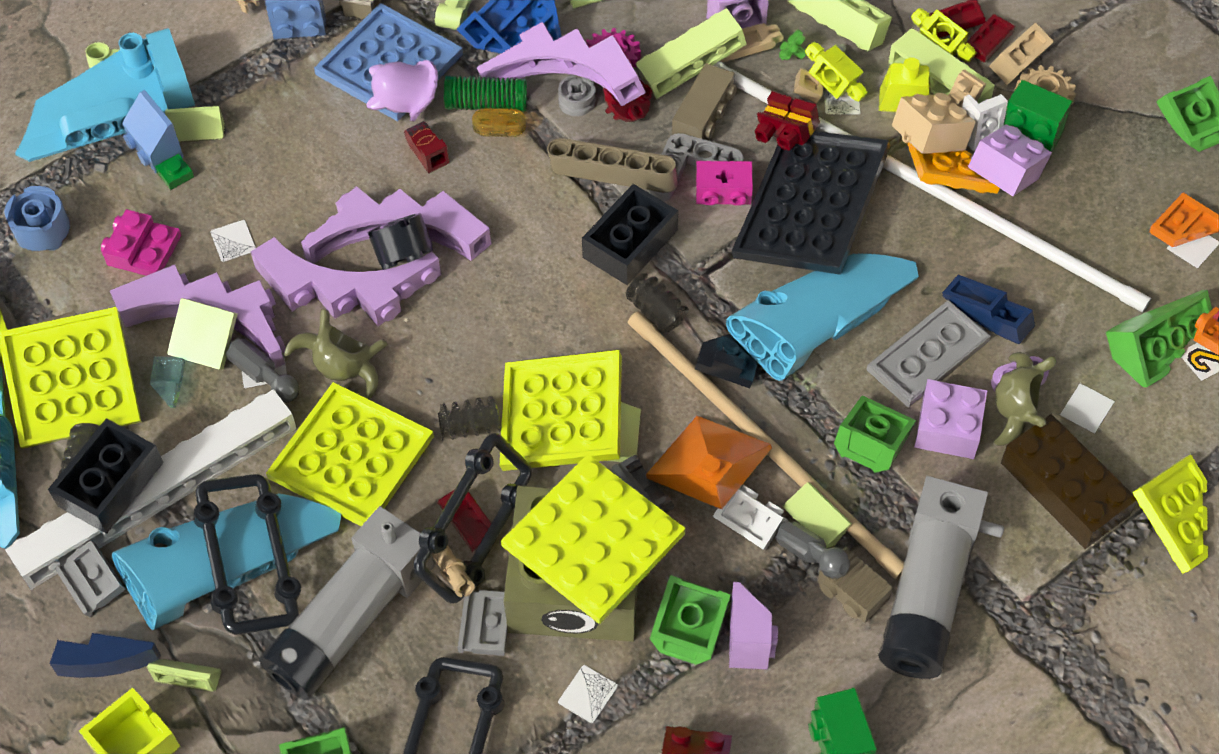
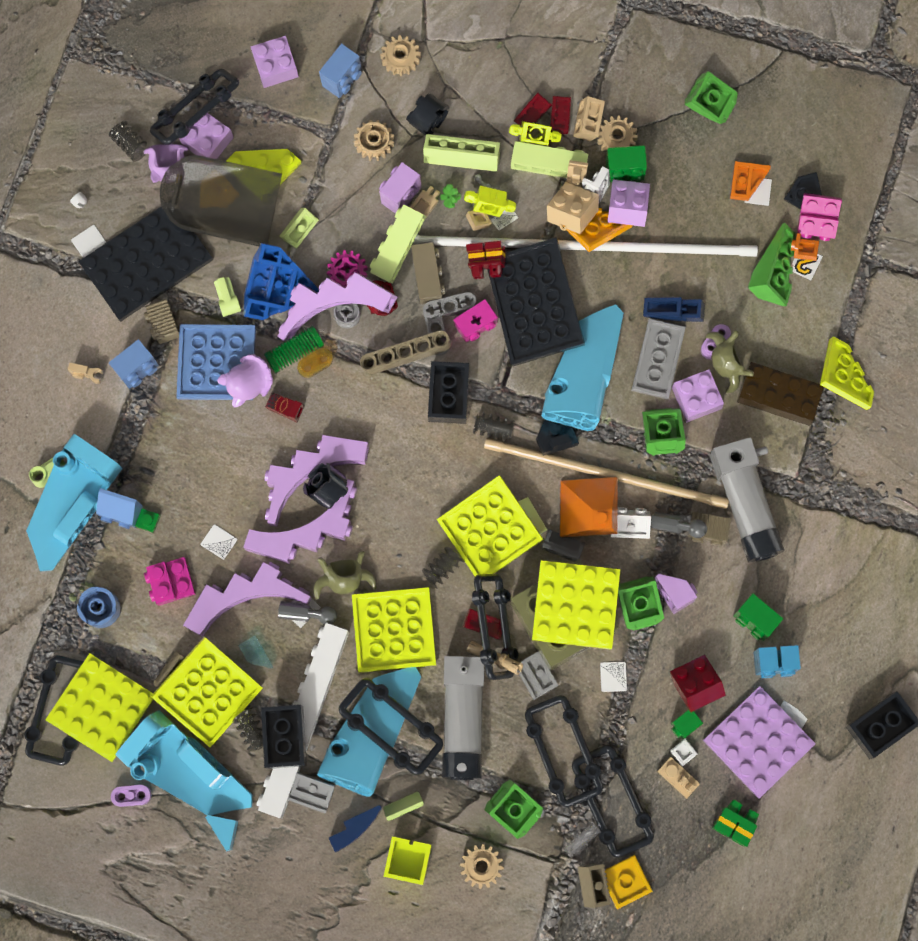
camera: 30 degrees left, 20 degrees up
(197, 123) = (135, 482): yellowish green slope -> none
(202, 333) = (256, 614): yellowish green tile -> none
(817, 514) = (664, 500): yellowish green slope -> none
(903, 81) = (538, 187): neon yellow torso -> none
(1087, 408) = (761, 337): white sticker -> none

